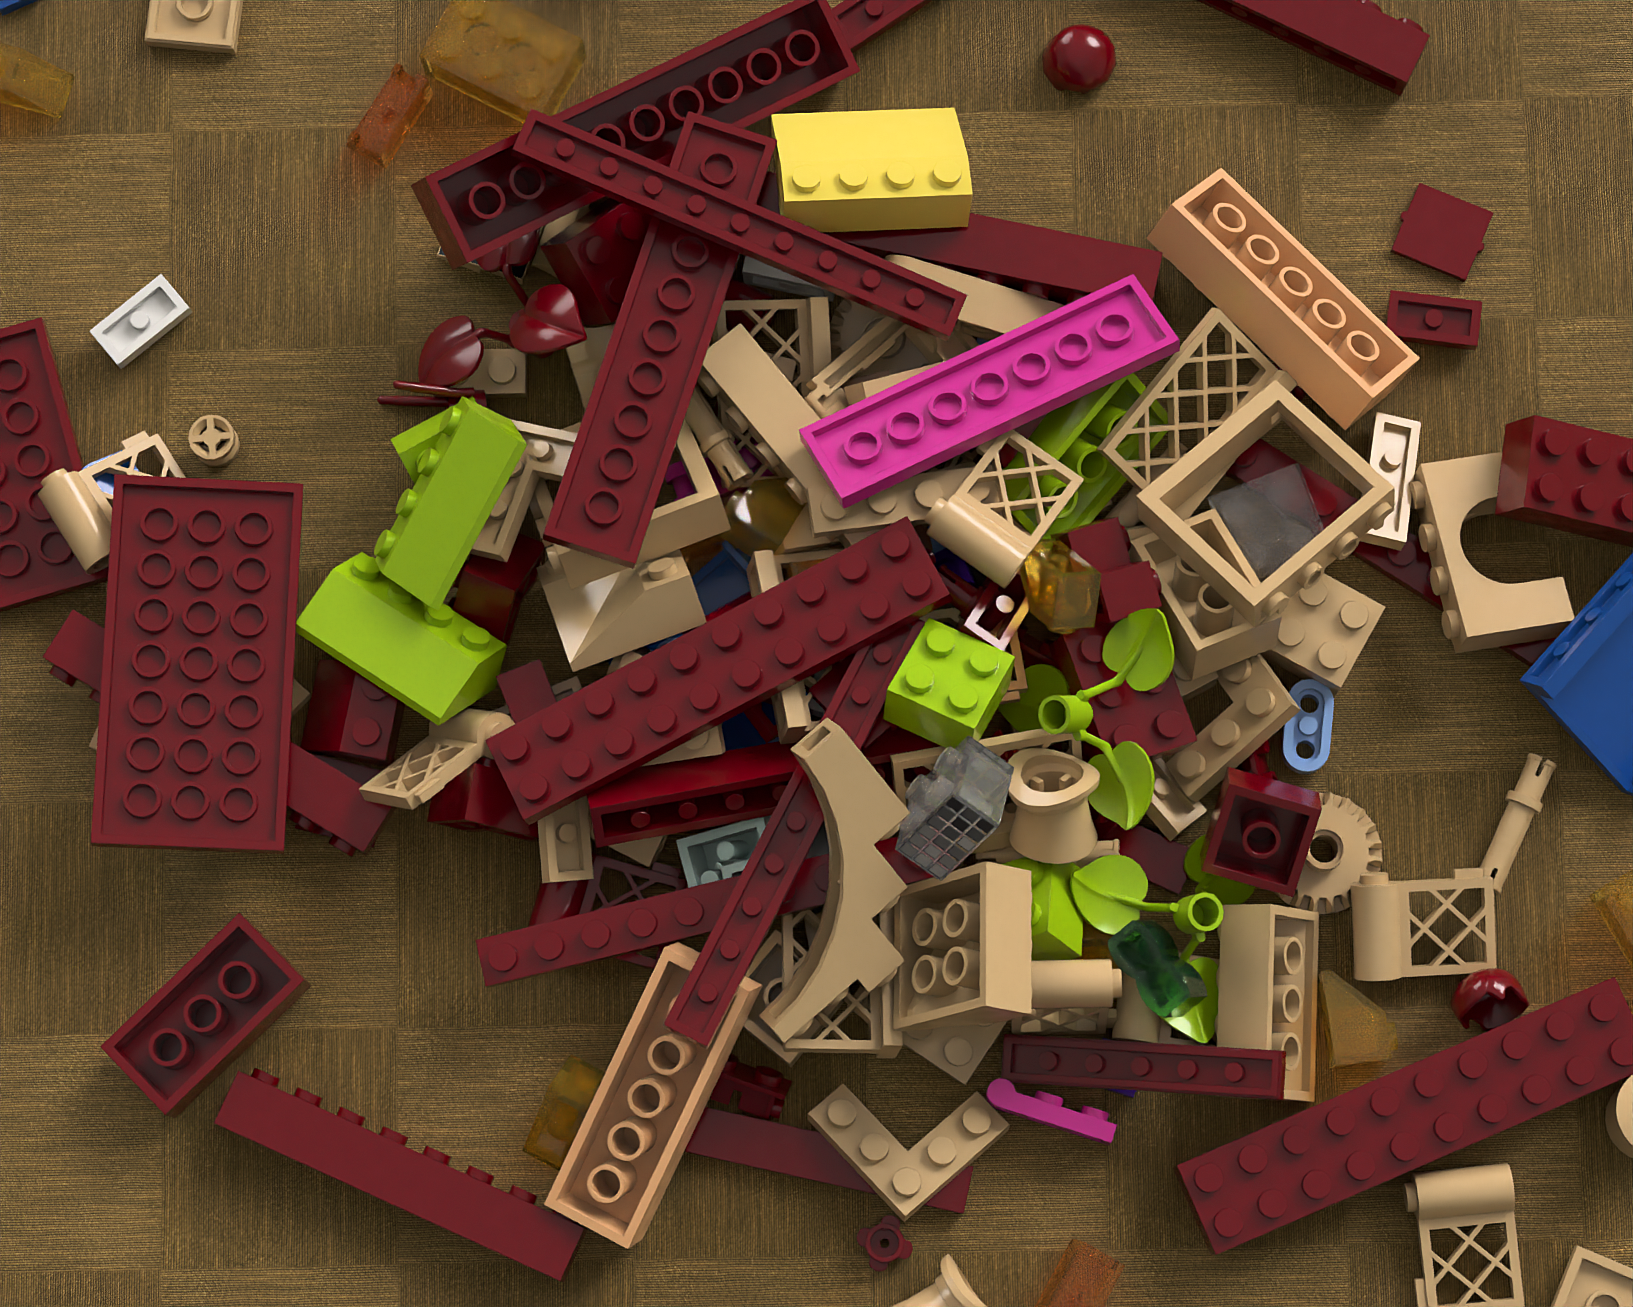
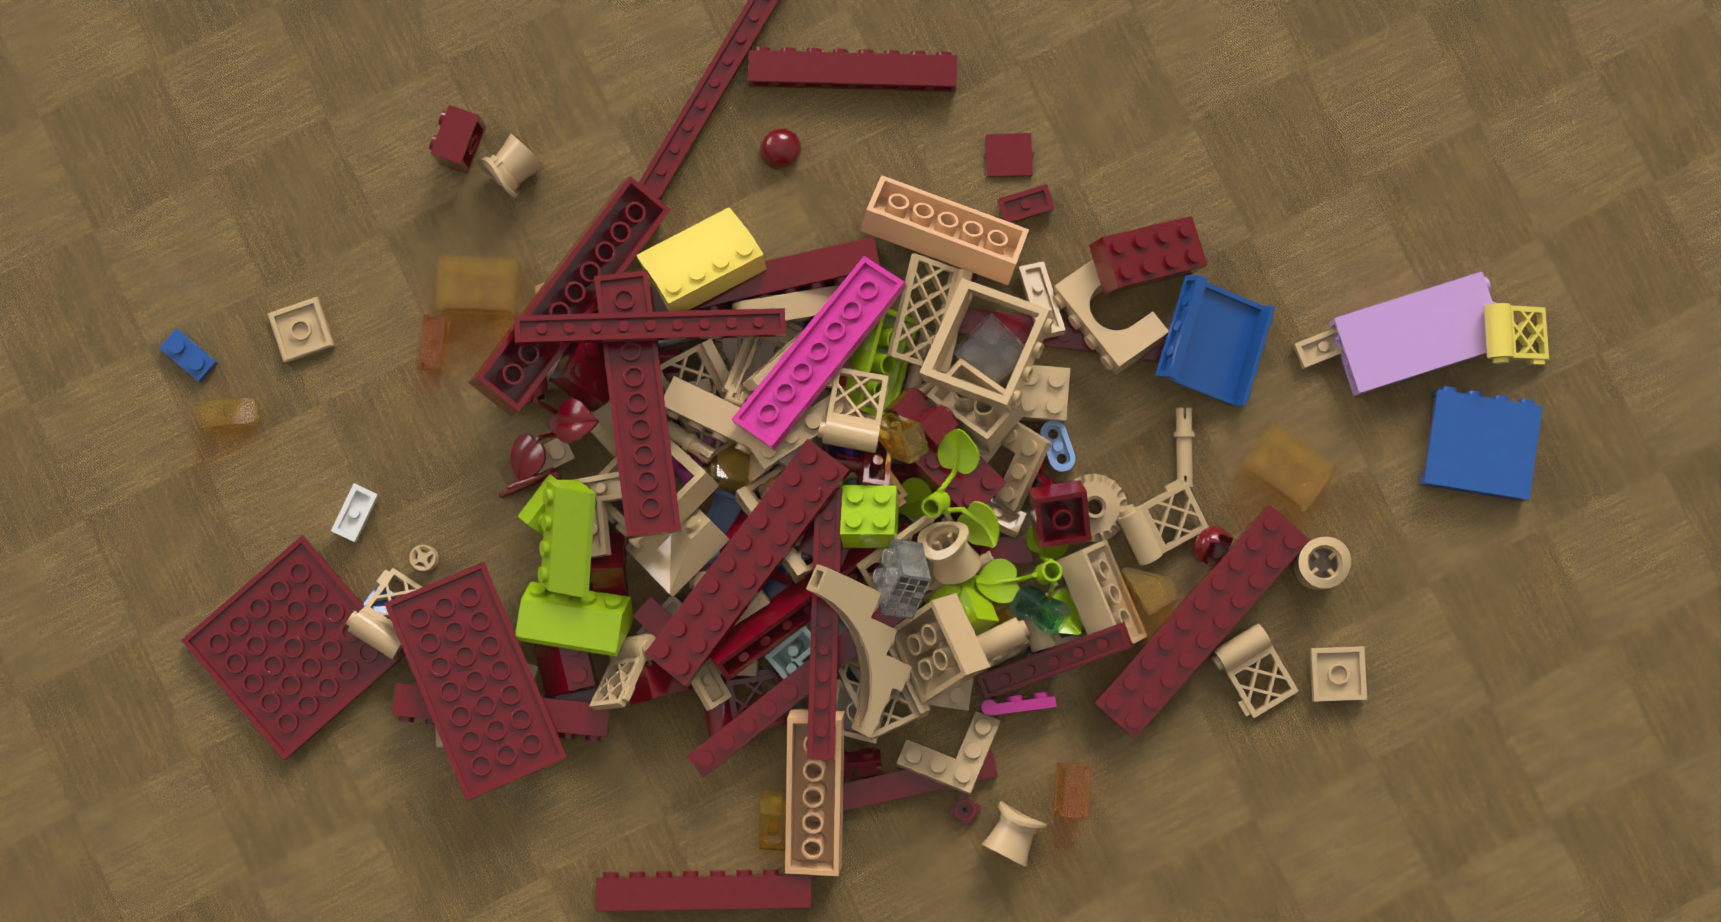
camera: 30 degrees left, 5 degrees up
(206, 1016) = (565, 858): dark red brick -> none

